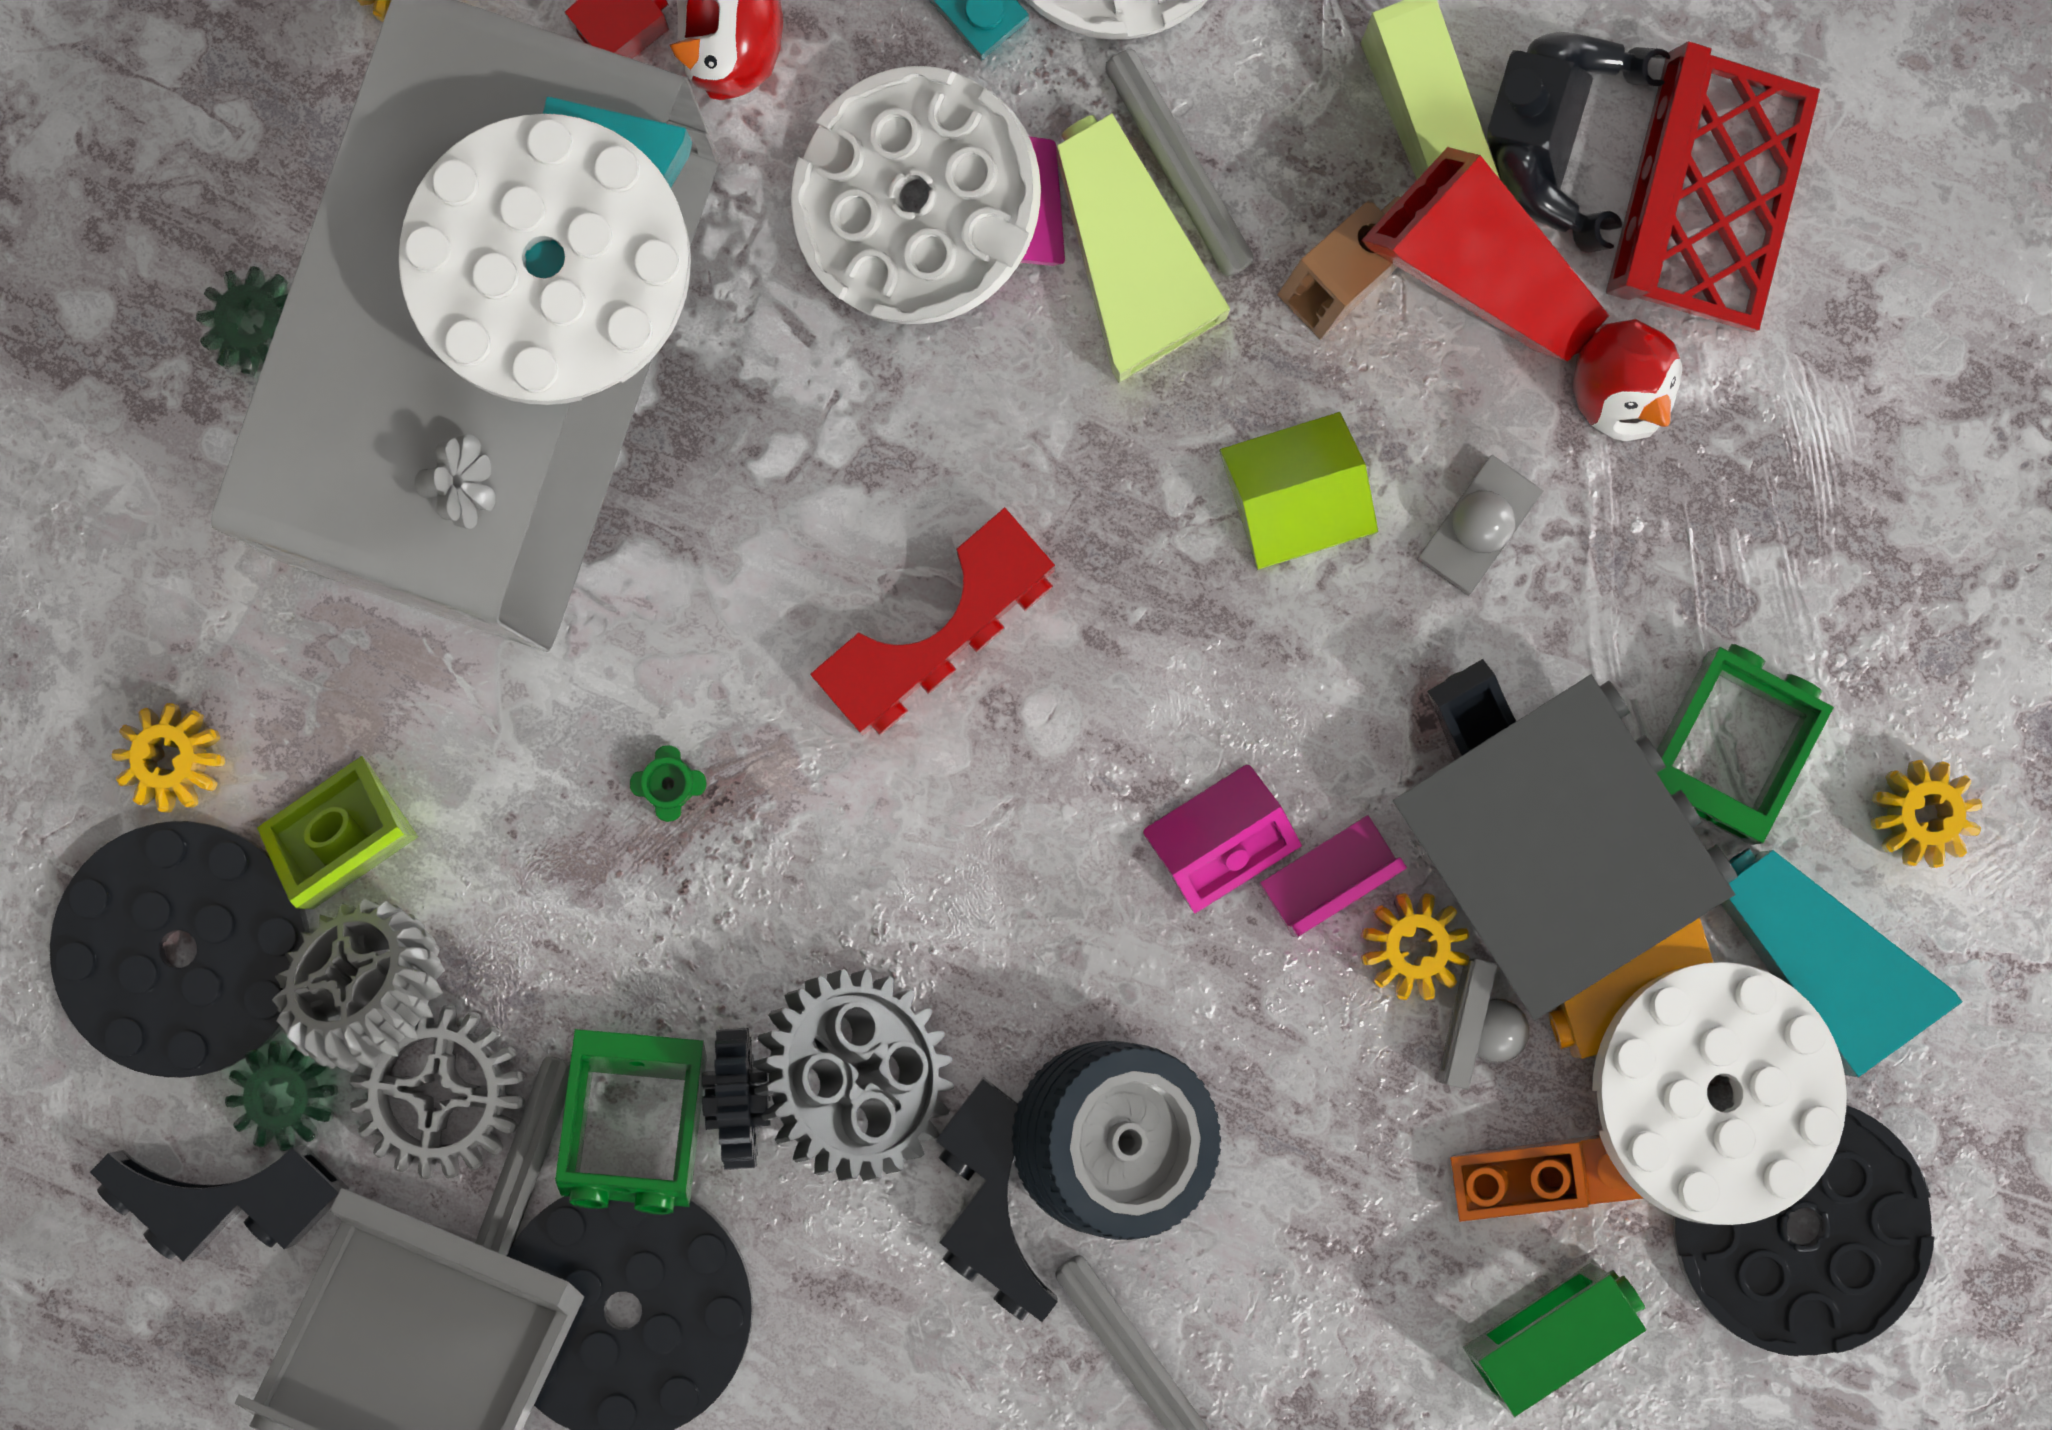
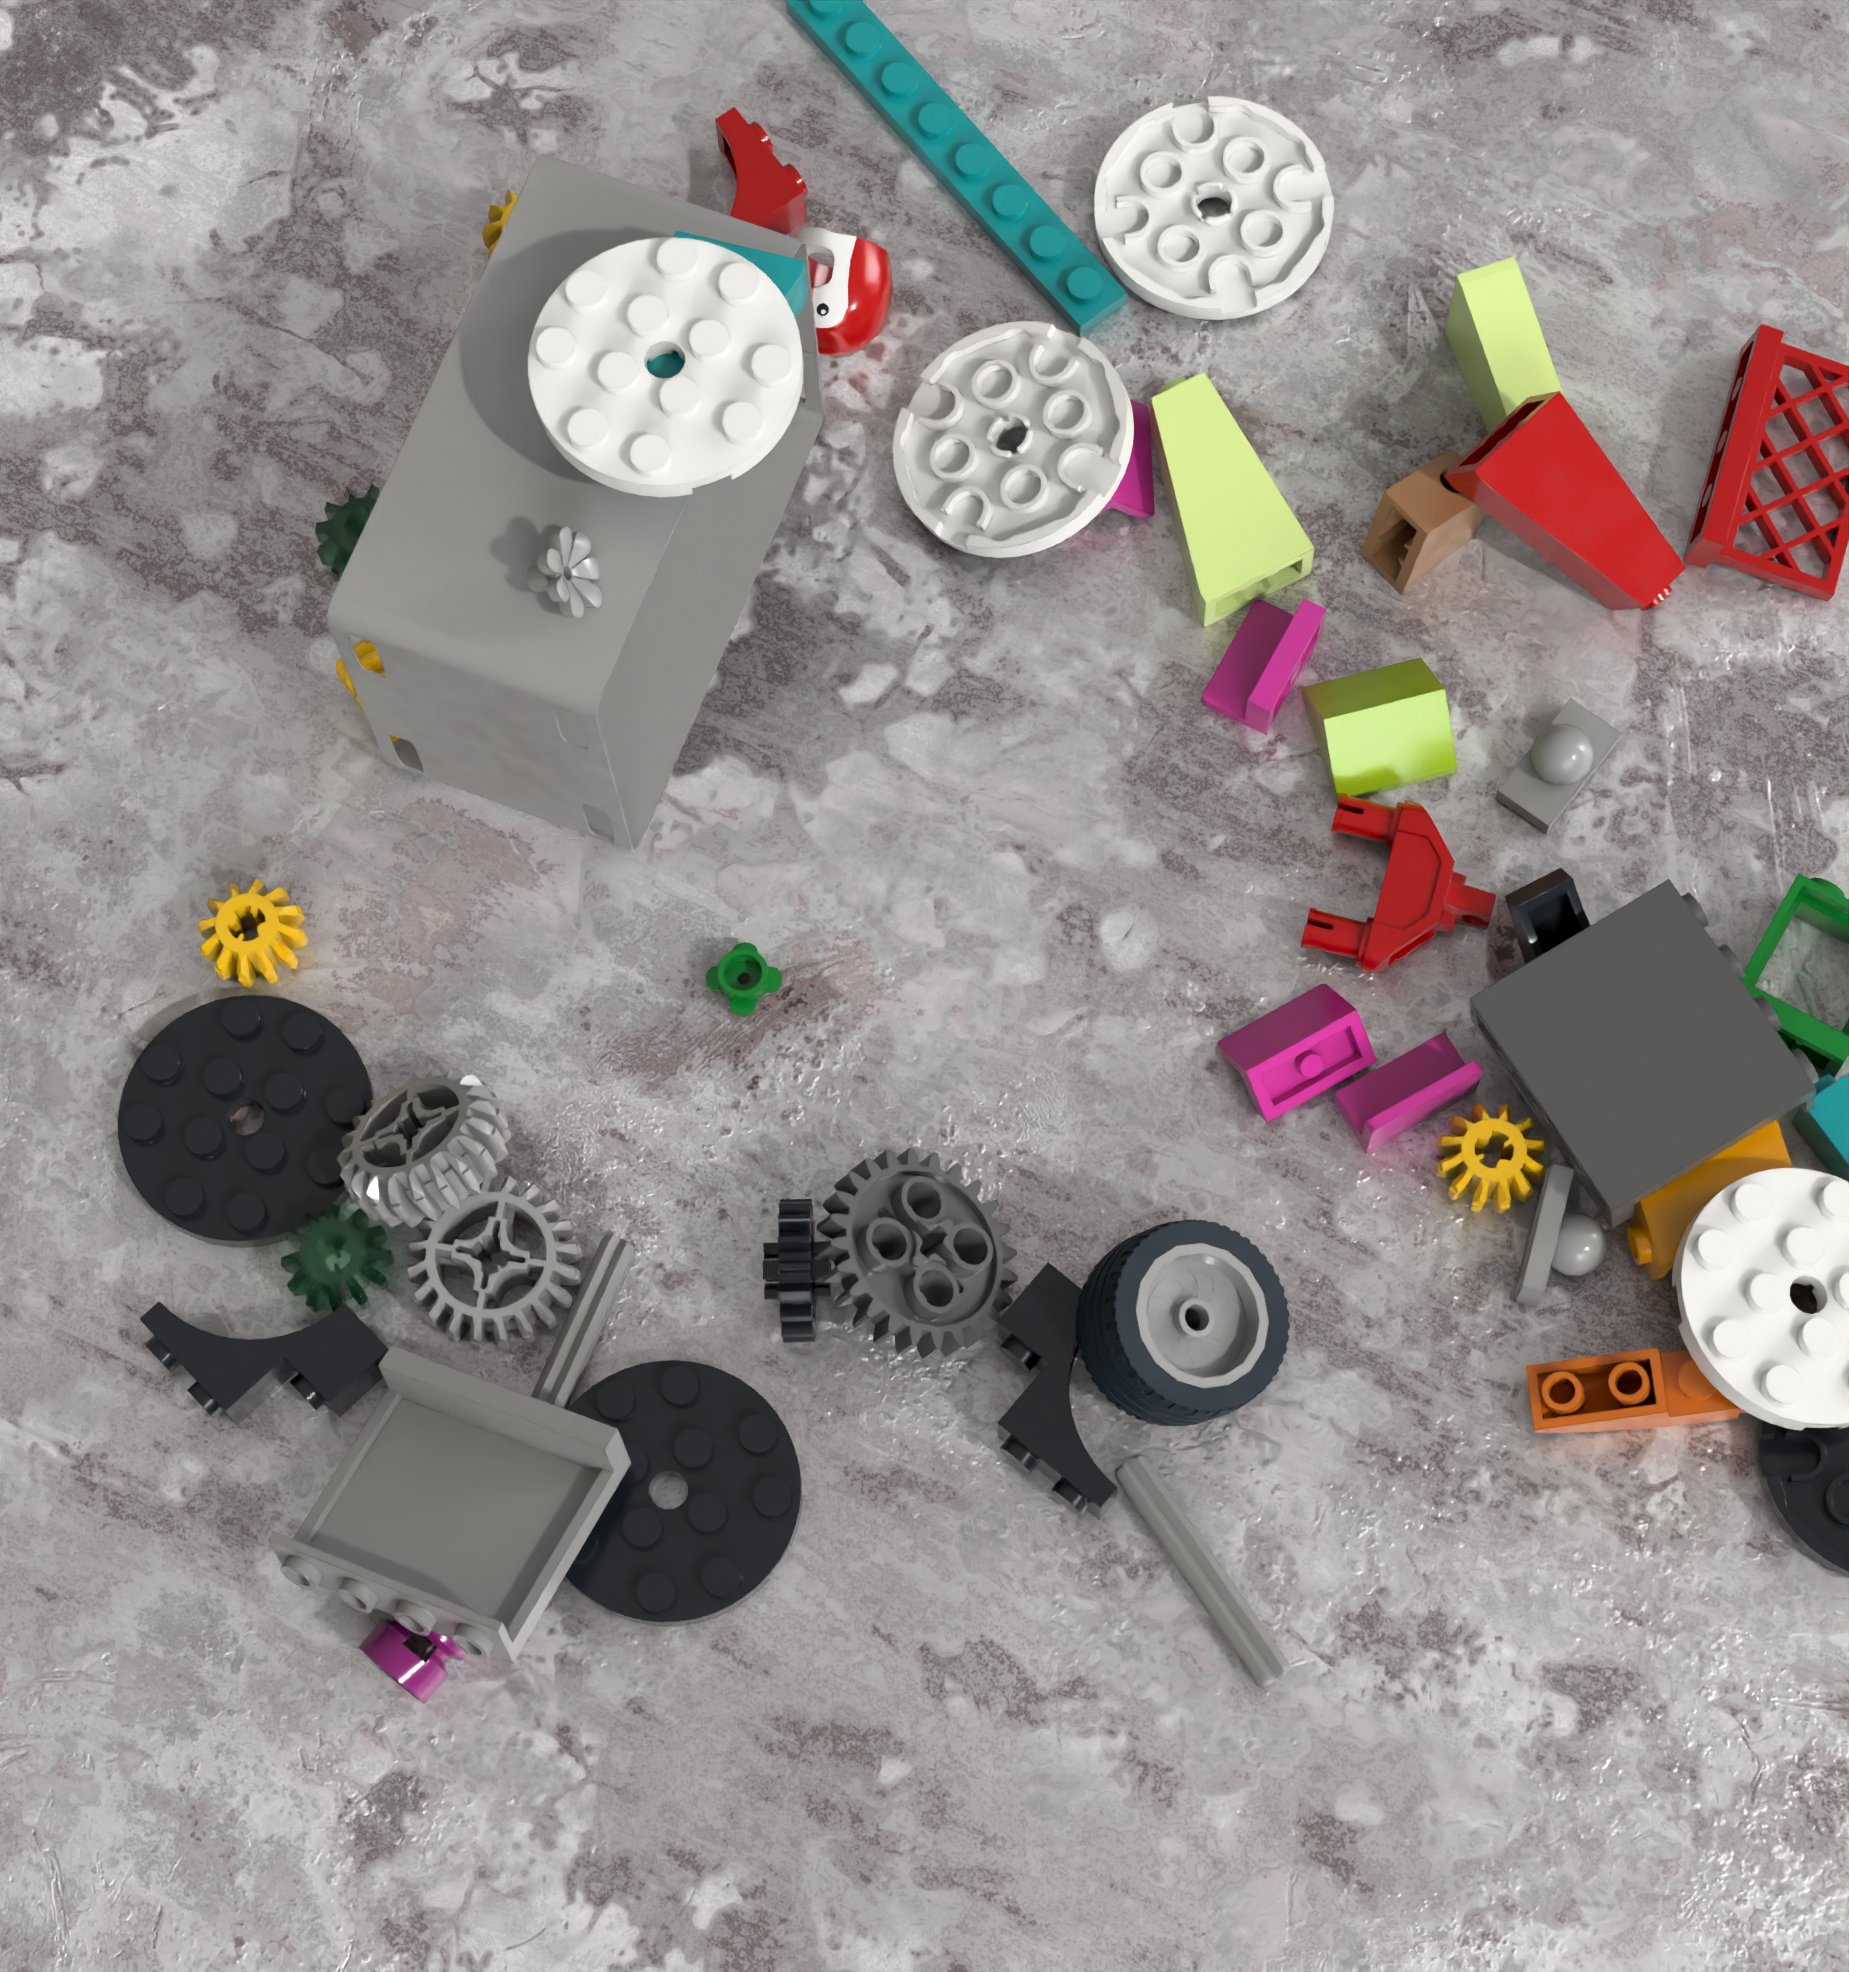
camera: 10 degrees right, 15 degrees down
(334, 835) = (413, 1016): lime slope -> none
(634, 1057) = (692, 1236): green window -> none
(874, 678) = (955, 881): red arch -> none
(1179, 162) = (1268, 429): light grey axle -> none
(1179, 423) = (1264, 663): none -> dark pink panel
(1338, 670) = (1416, 893): none -> red connector
(1540, 118) = (1619, 387): black torso -> none
(1557, 1337) = (1634, 1543): green window -> none
(1625, 375) = (1700, 618): red piece -> none

